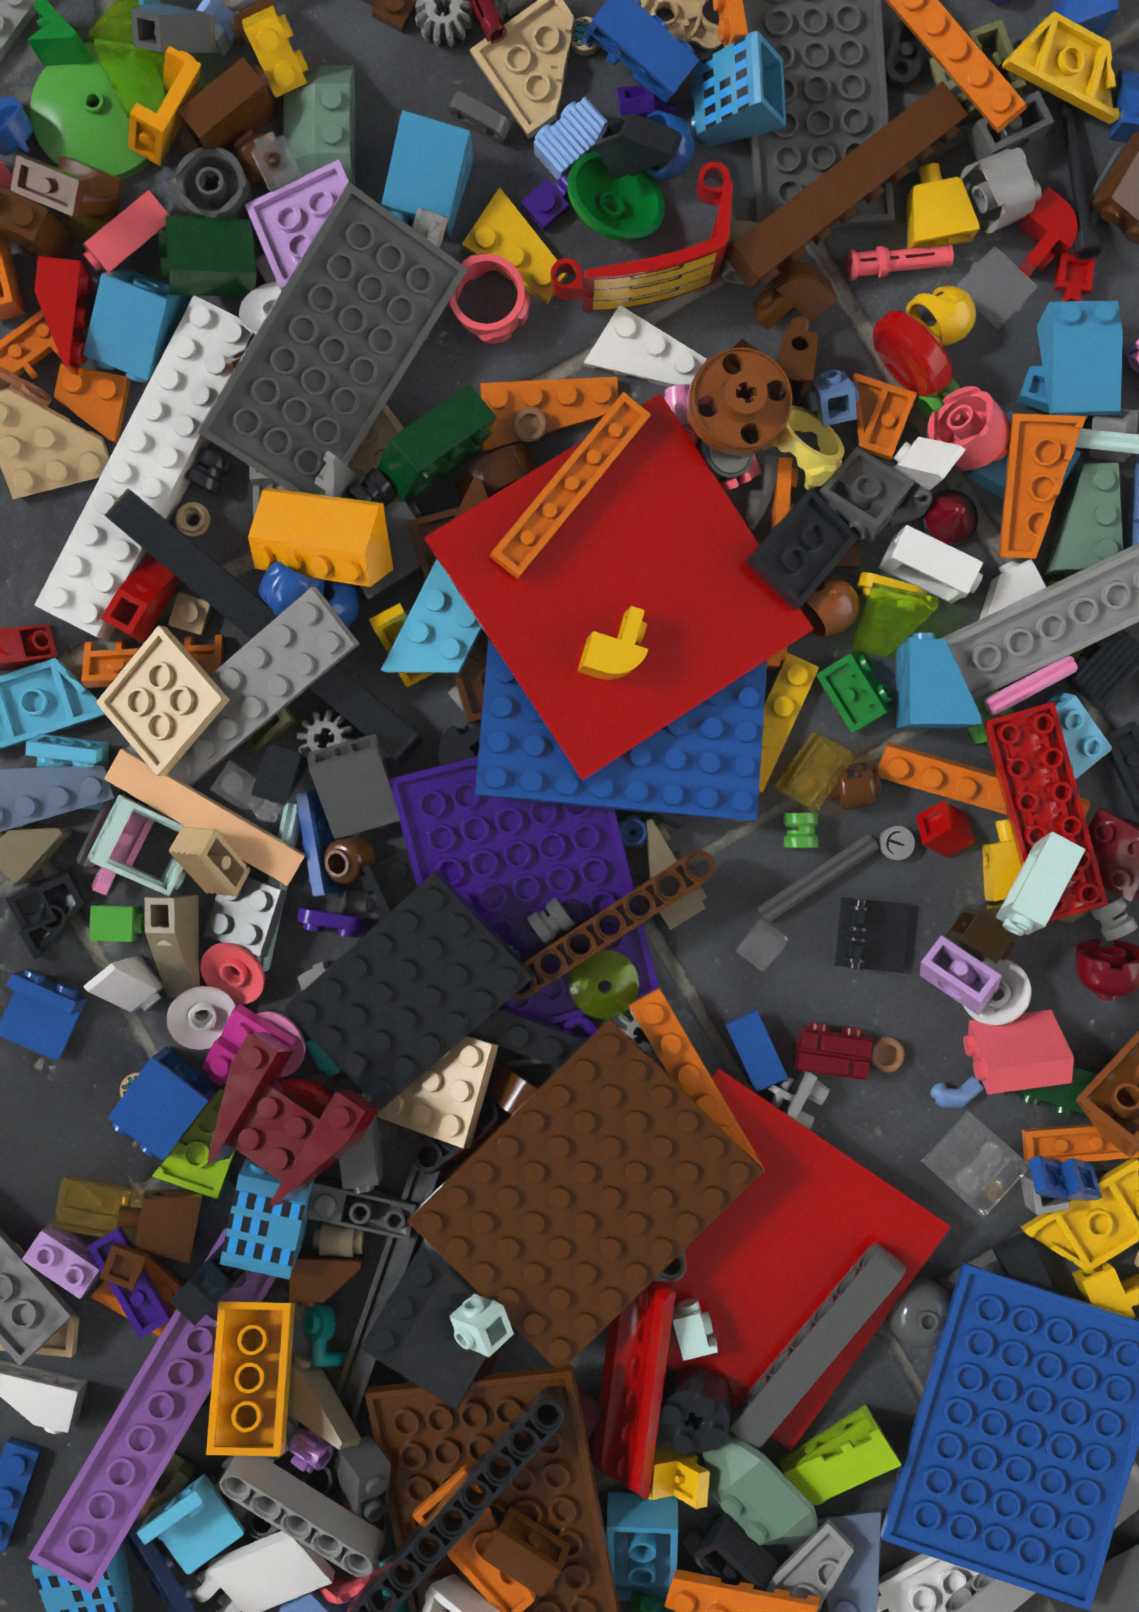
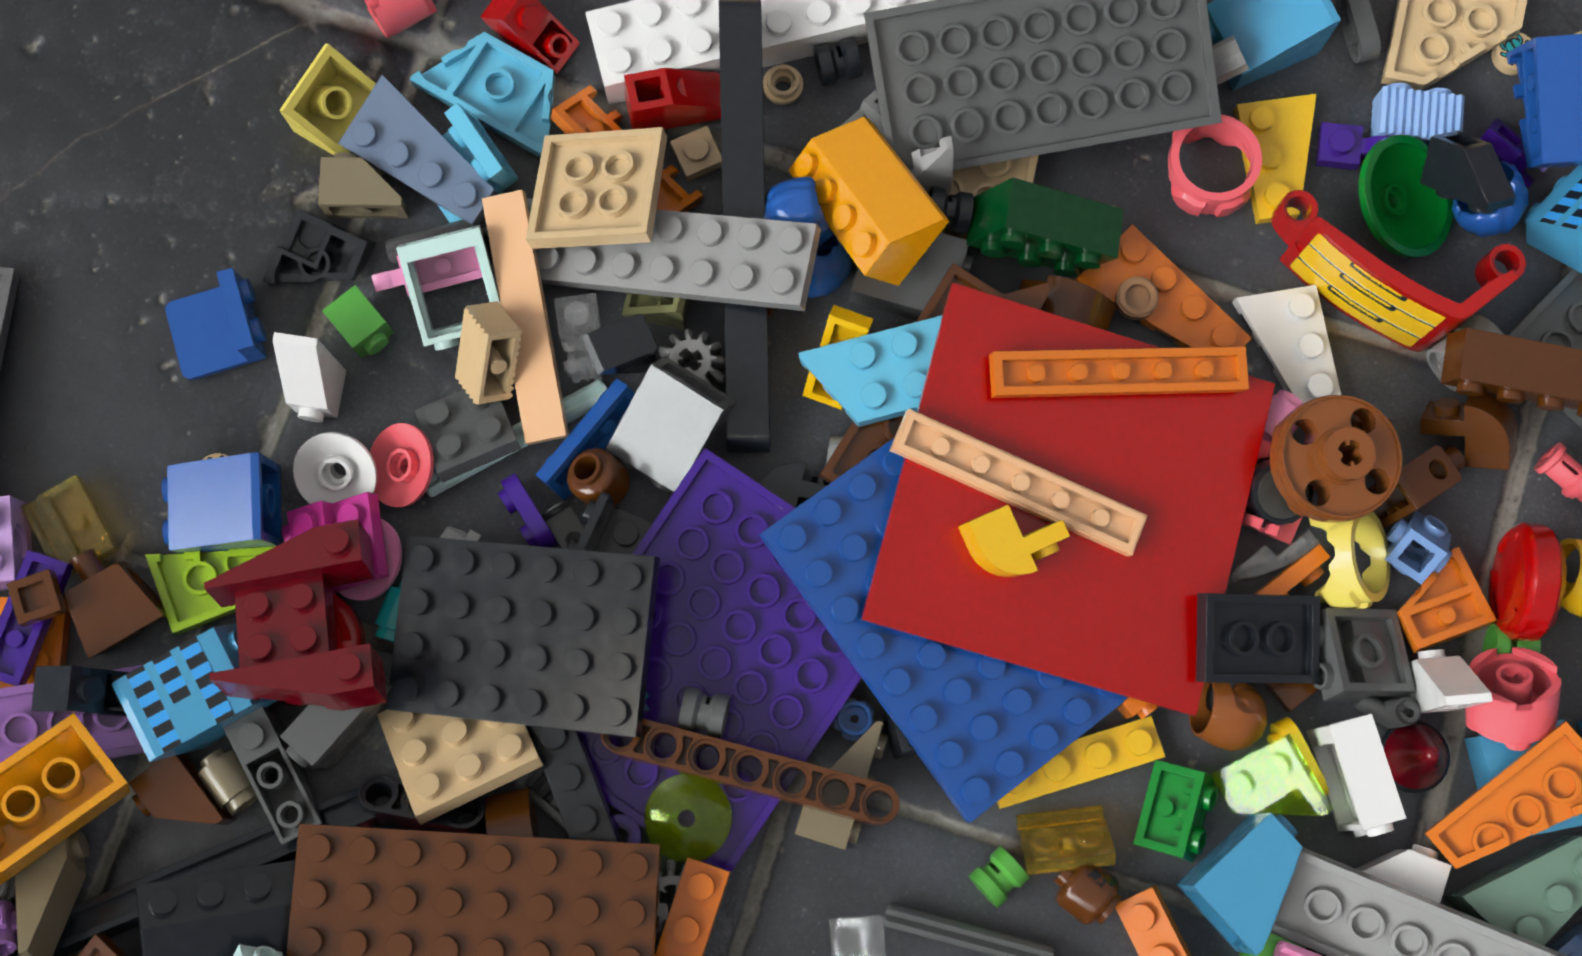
camera: 45 degrees right, 10 degrees down
(174, 940) = (386, 386): dark tan slope -> none
(320, 1326) = (126, 836): teal plate -> none
(583, 610) = (1018, 482): none -> light nougat tile

